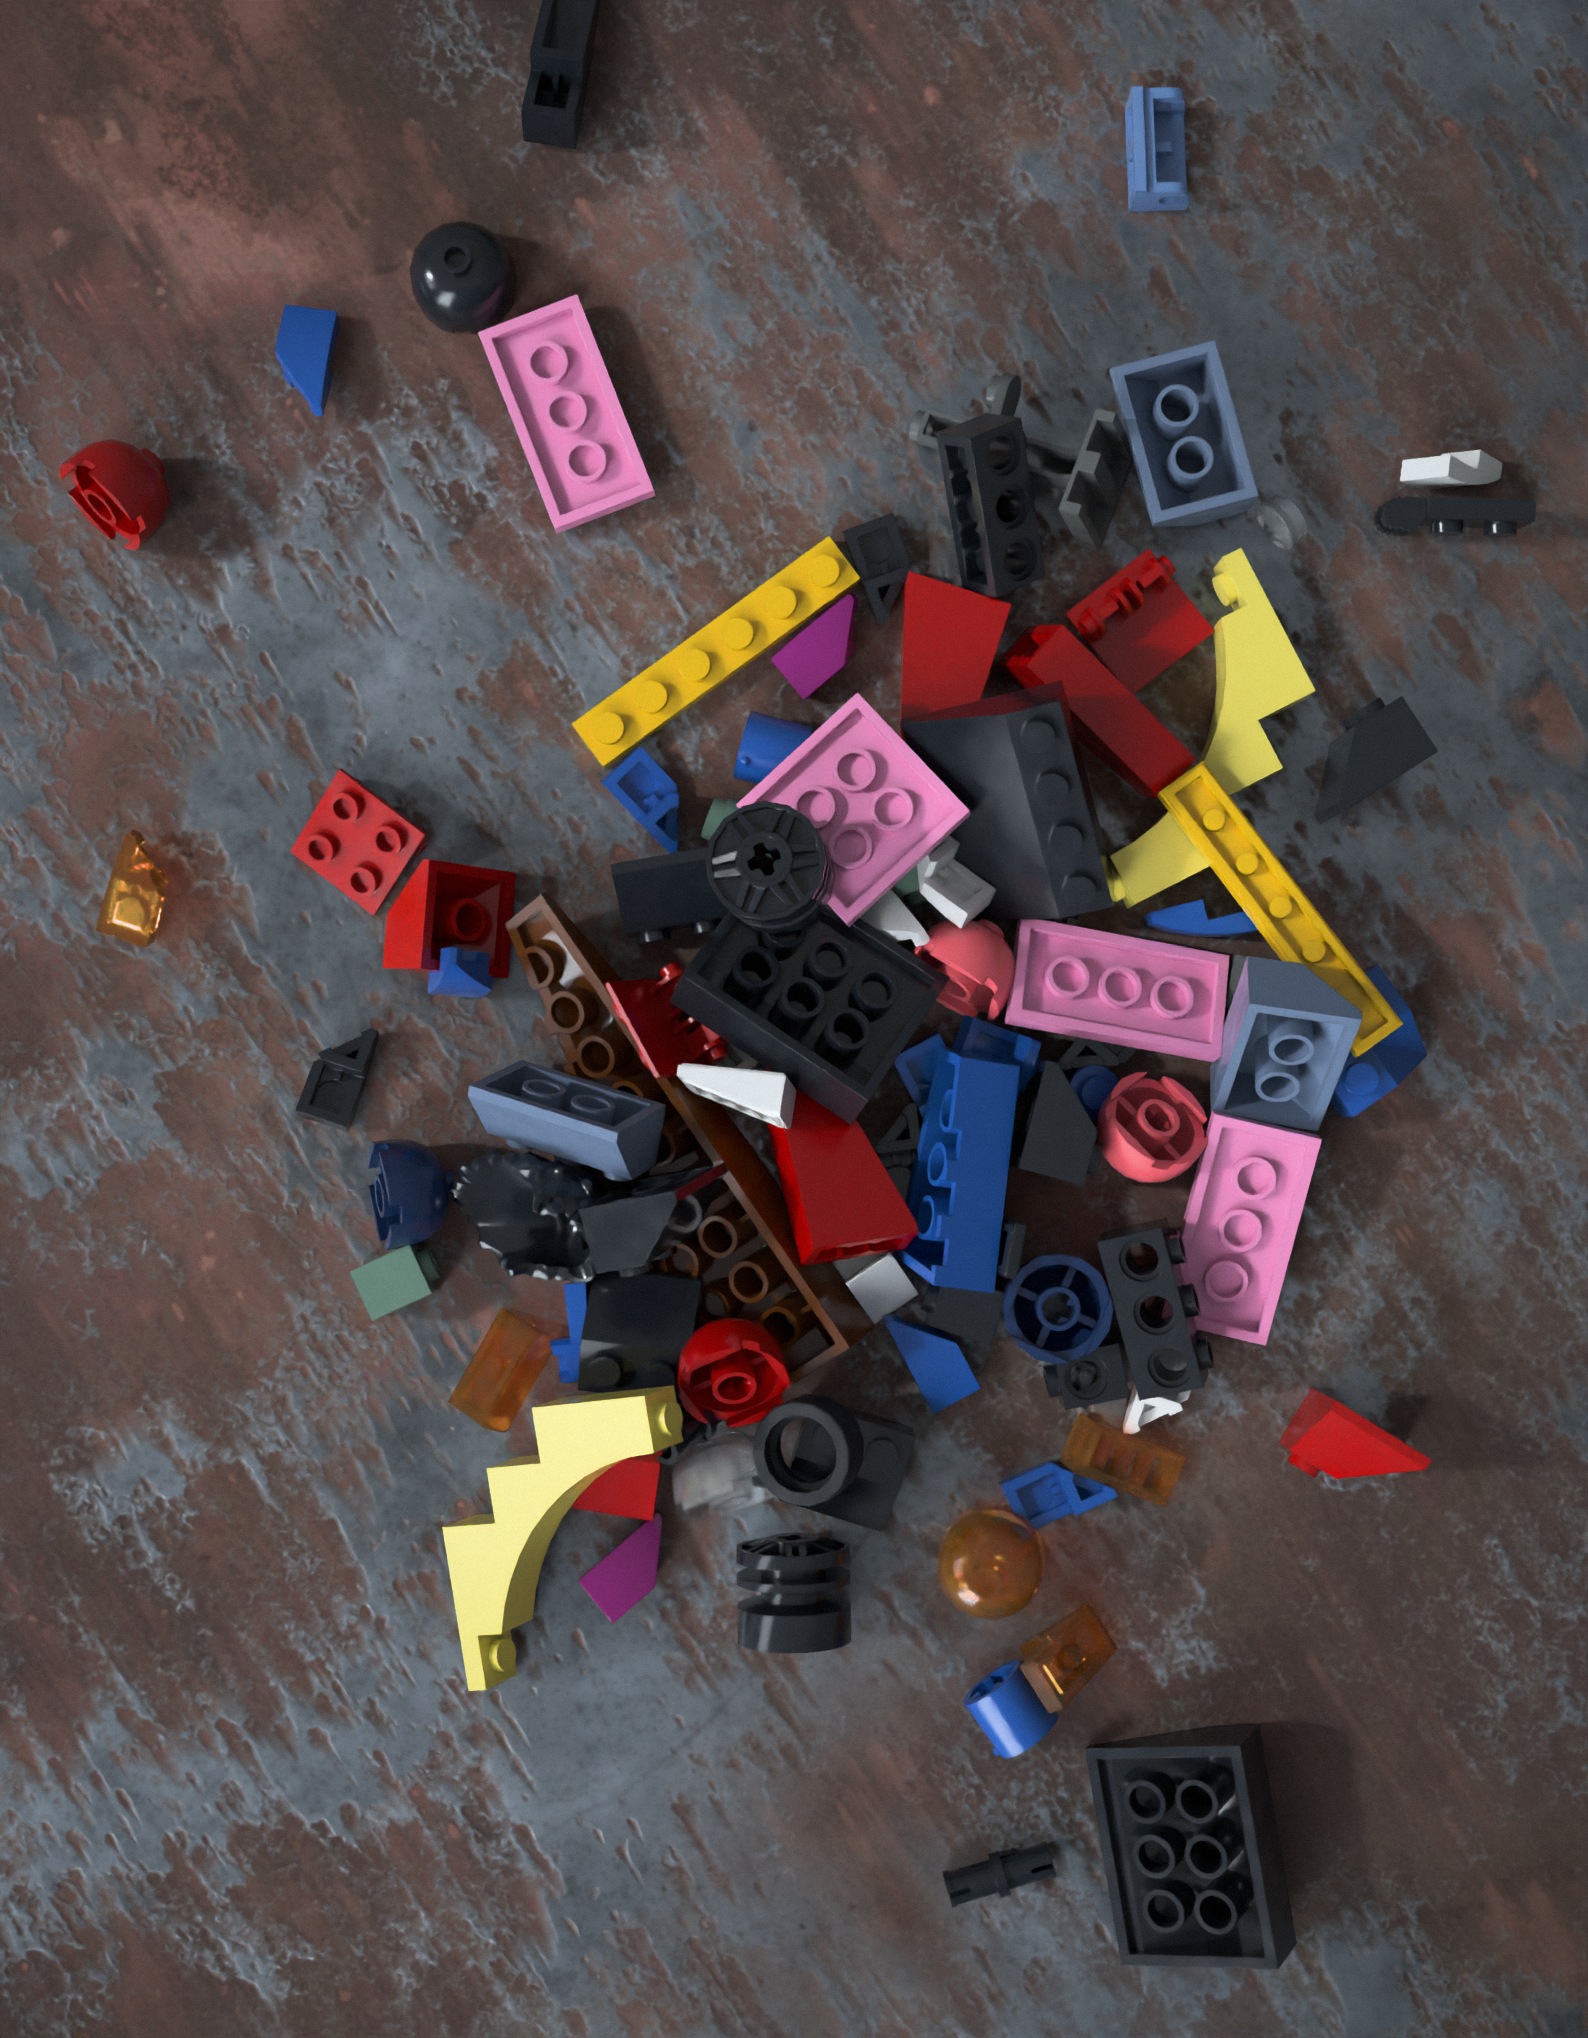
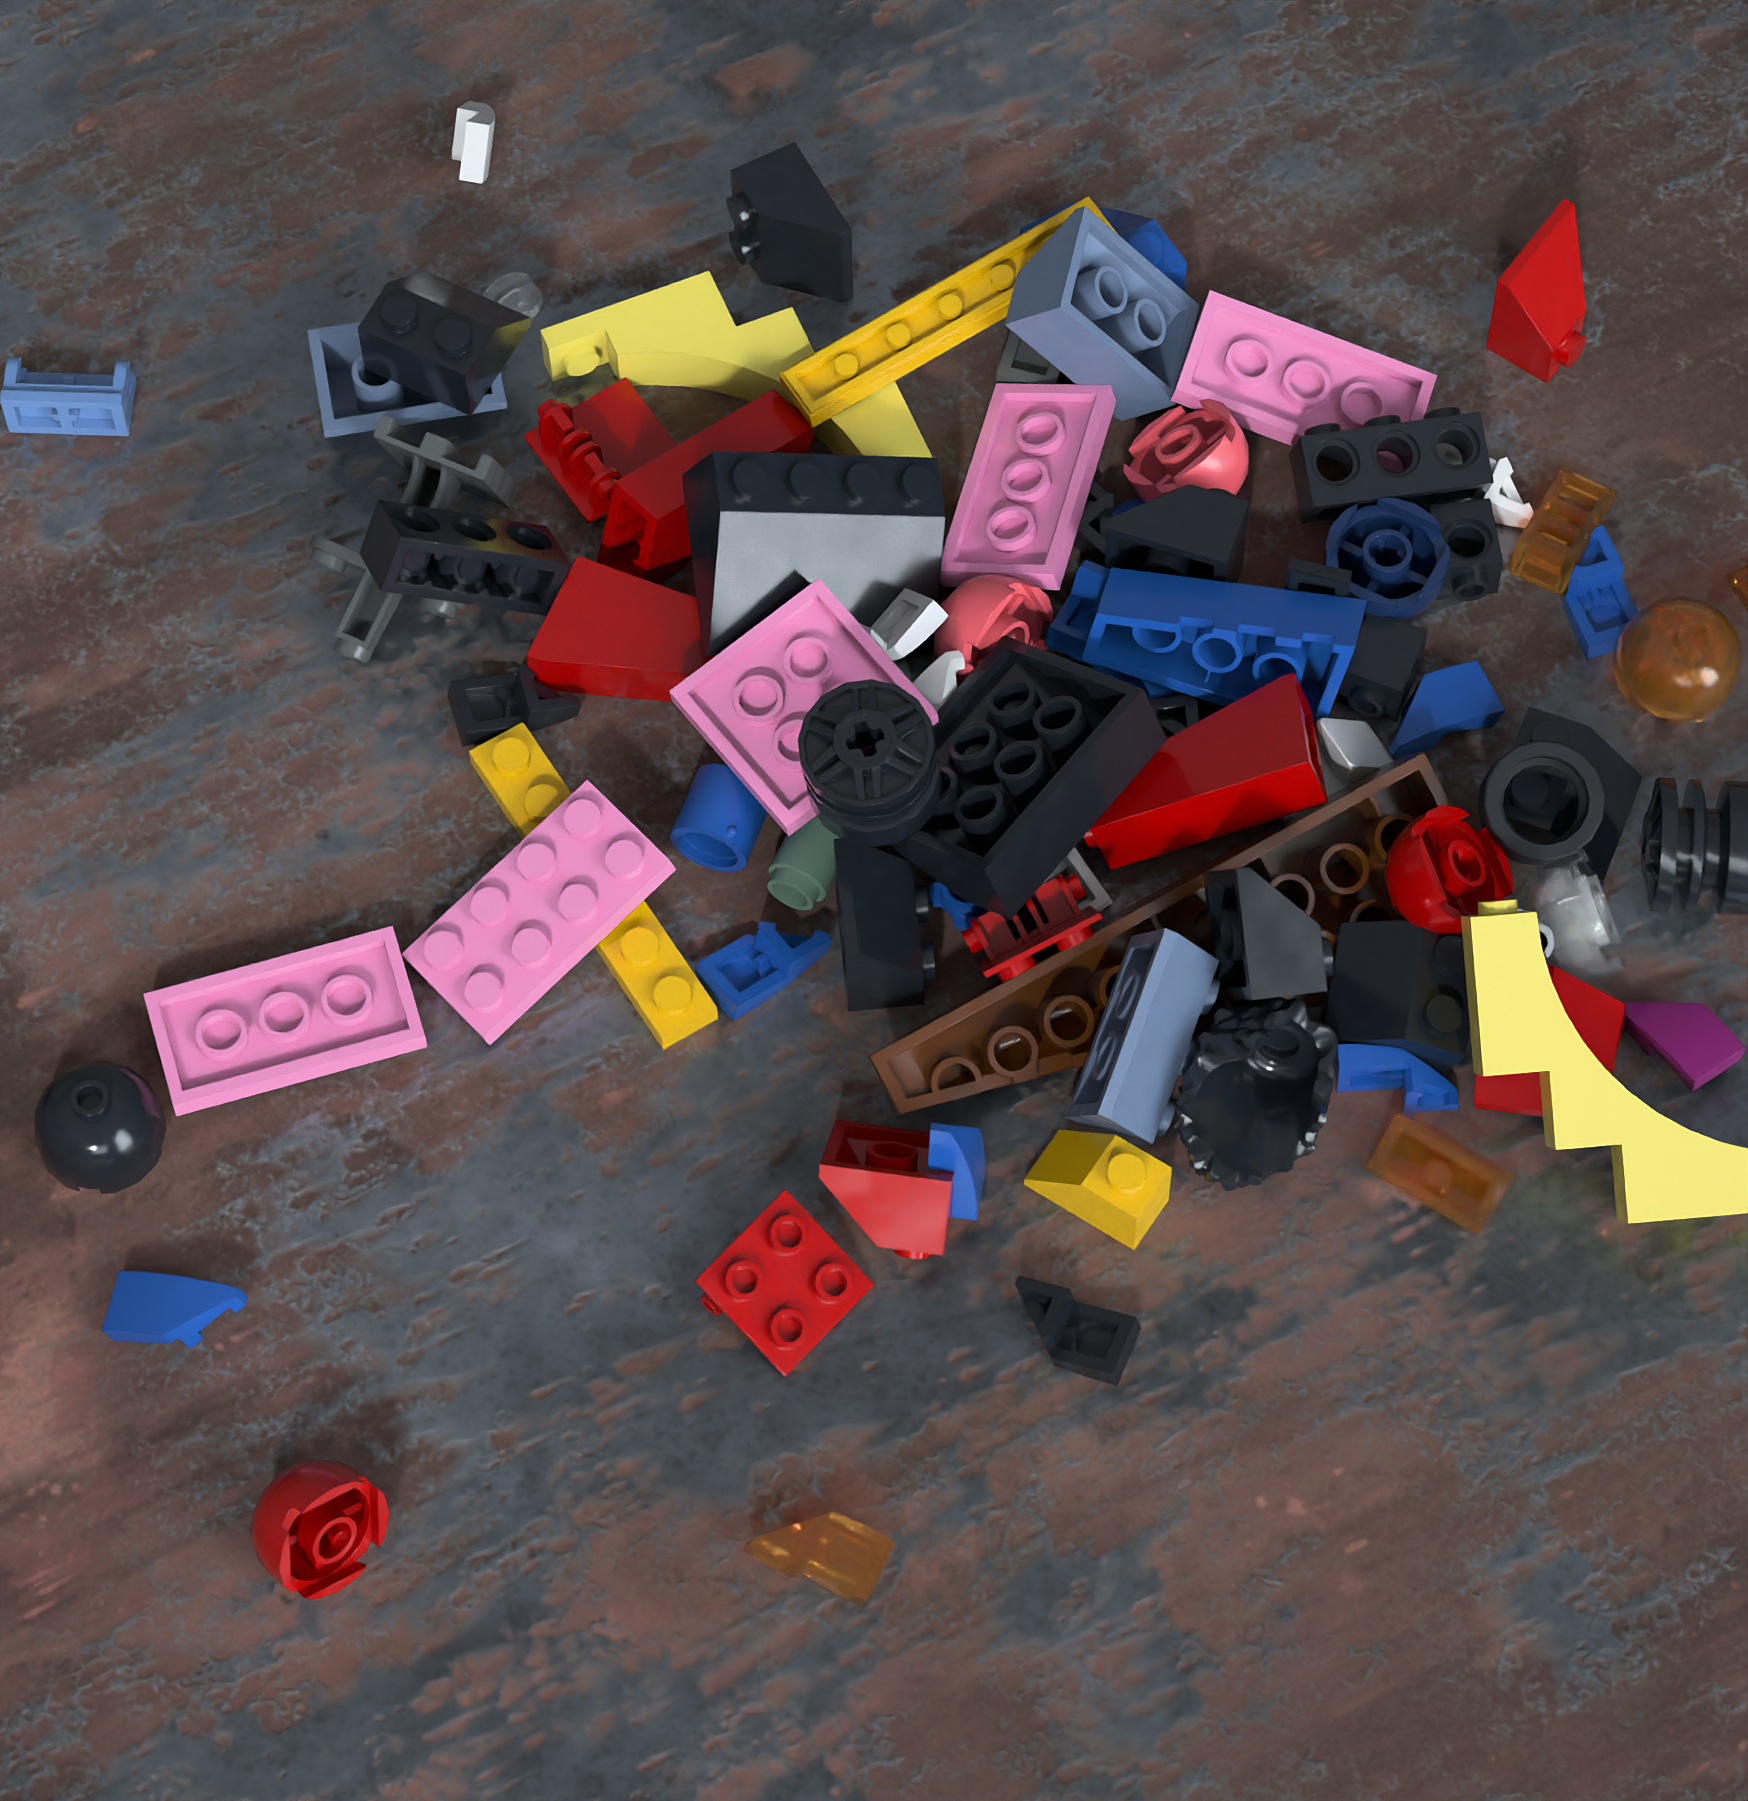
camera: 85 degrees left, 25 degrees down
(397, 1279) = (1326, 1270): sand green brick -> none
(408, 1192) = (1220, 1248): dark blue cylinder -> none
(446, 1106) = (1103, 1182): none -> yellow slope
(674, 609) = (538, 912): none -> bright pink plate
(753, 1092) = (1123, 832): white slope -> none
(820, 649) = (603, 761): magenta slope -> none
(1192, 921) = (954, 408): blue slope -> none
(1210, 457) = (439, 339): none -> black slope
(1450, 514) = (525, 144): black hinge -> none

